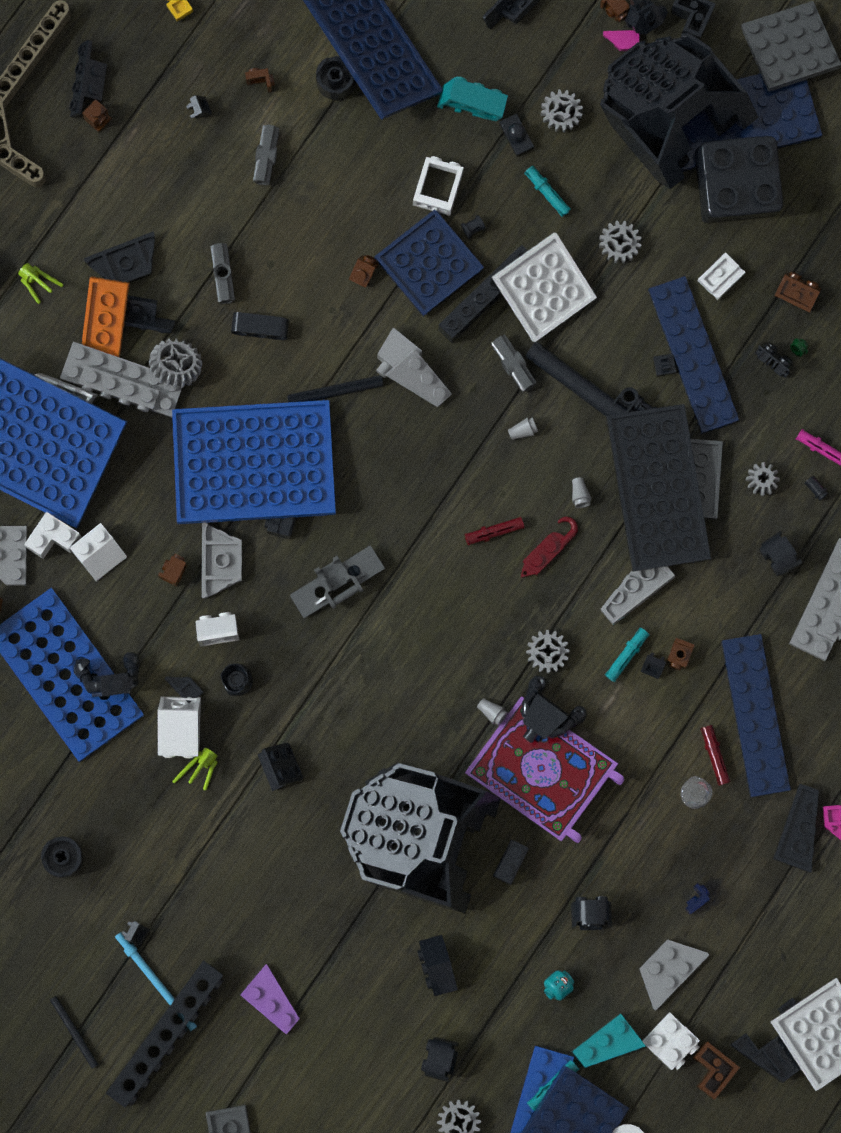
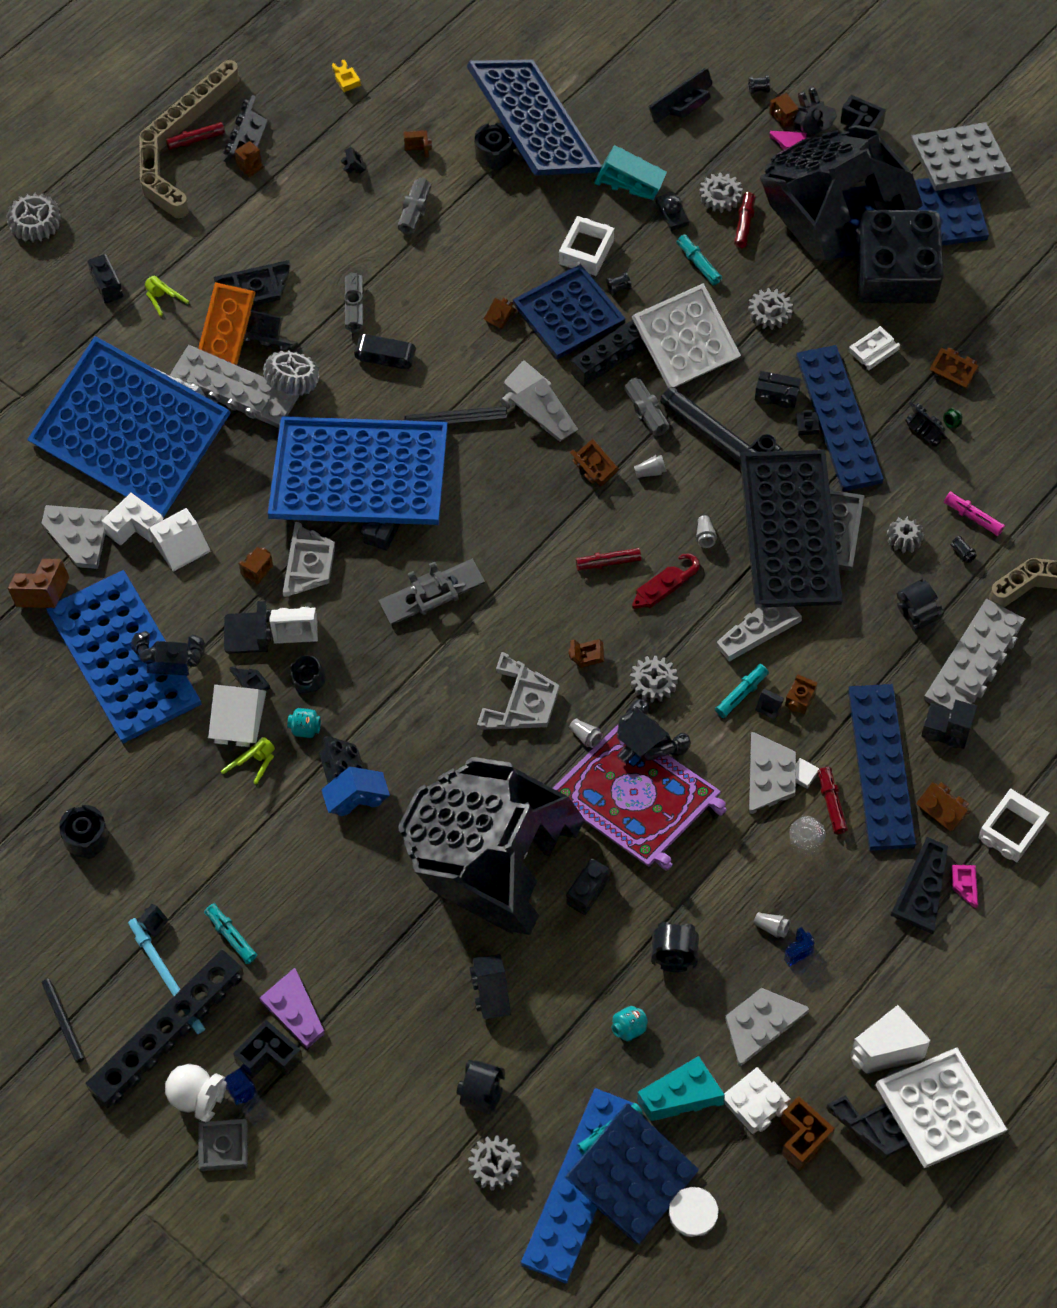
camera: 10 degrees right, 20 degrees down
(38, 91) = (217, 129): none -> dark red pin
(175, 640) = (248, 631): none -> black bracket
(188, 920) = (214, 915): none -> teal pin
(197, 1088) = (192, 1090): none -> white tile
(234, 1076) = (239, 1086): none -> clear blue bracket
(240, 728) = (304, 723): none -> teal head
(255, 1040) = (267, 1046): none -> black brick
(296, 794) = (354, 788): none -> blue brick
(439, 684) = (529, 702): none -> light grey wing
(471, 430) = (596, 463): none -> reddish brown bracket
(485, 631) = (586, 653): none -> reddish brown bracket
(588, 131) = (746, 213): none -> dark red pin
(634, 332) = (777, 389): none -> black brick
(659, 733) = (770, 773): none -> light grey wing
(672, 879) = (773, 924): none -> light grey cone
(687, 729) = (805, 773): none -> white tile
(779, 982) = (889, 1043): none -> white slope
(812, 672) = (949, 725): none -> black brick
(813, 750) = (944, 806): none -> reddish brown bracket

